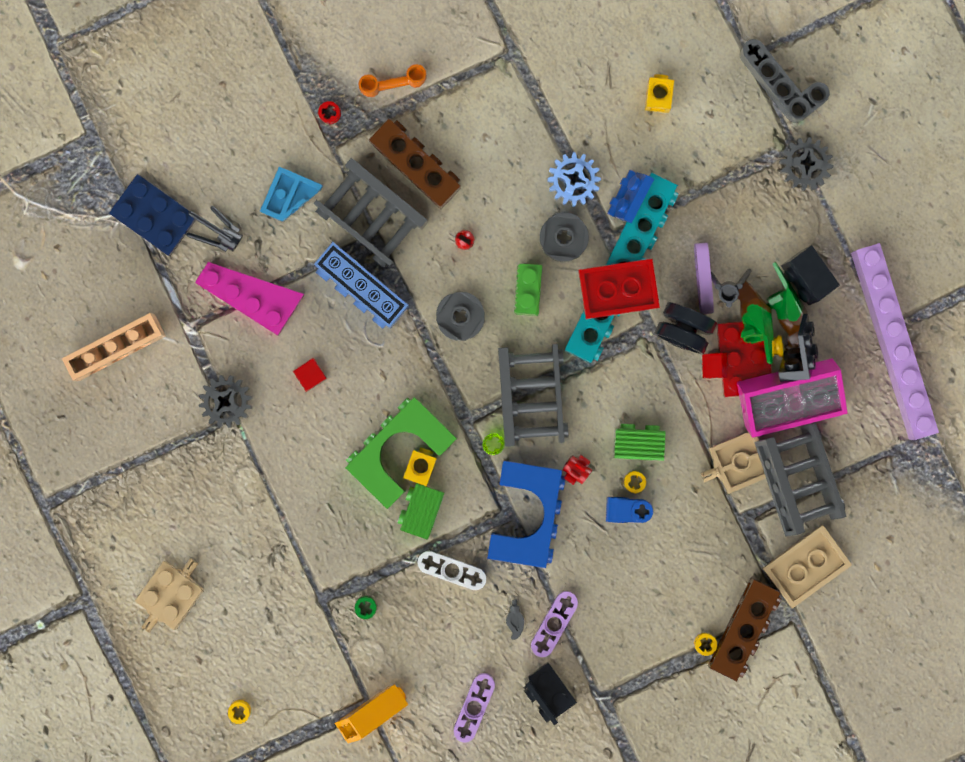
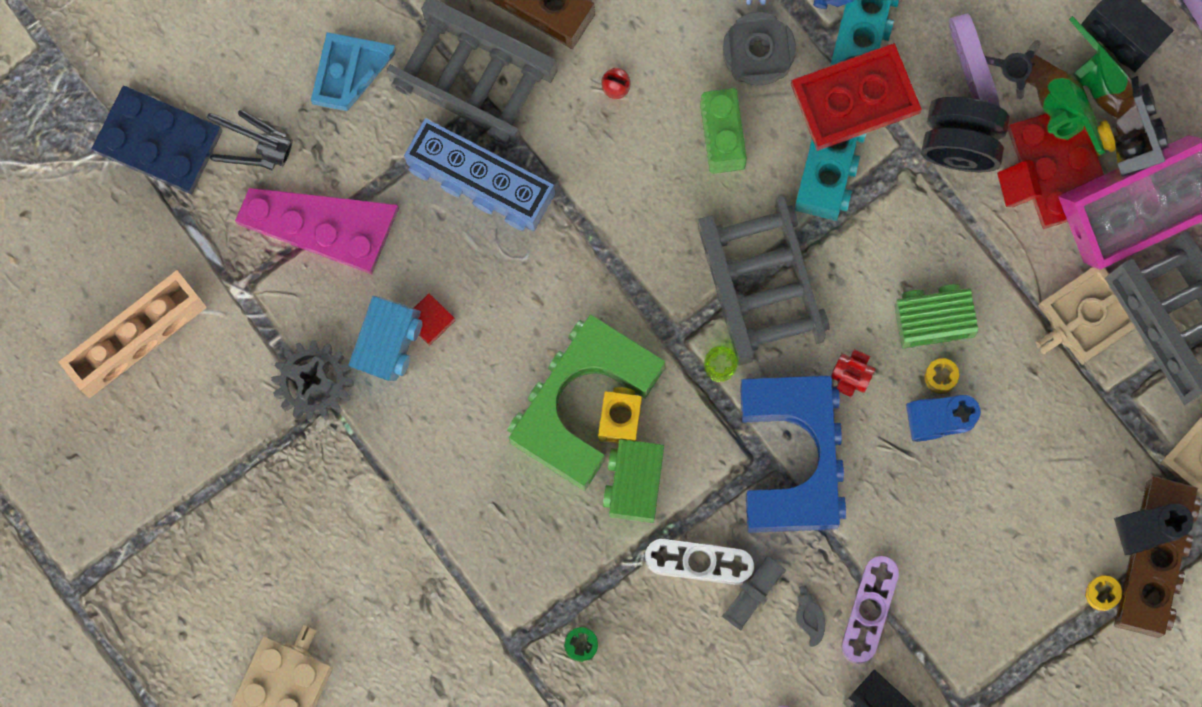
camera: 10 degrees left, 10 degrees down
(278, 384) = (386, 339): none -> dark azure brick
(457, 302) = (624, 171): dark grey plate -> none
(482, 598) = (753, 593): none -> dark grey pin
(739, 614) = (1147, 528): none -> black piece

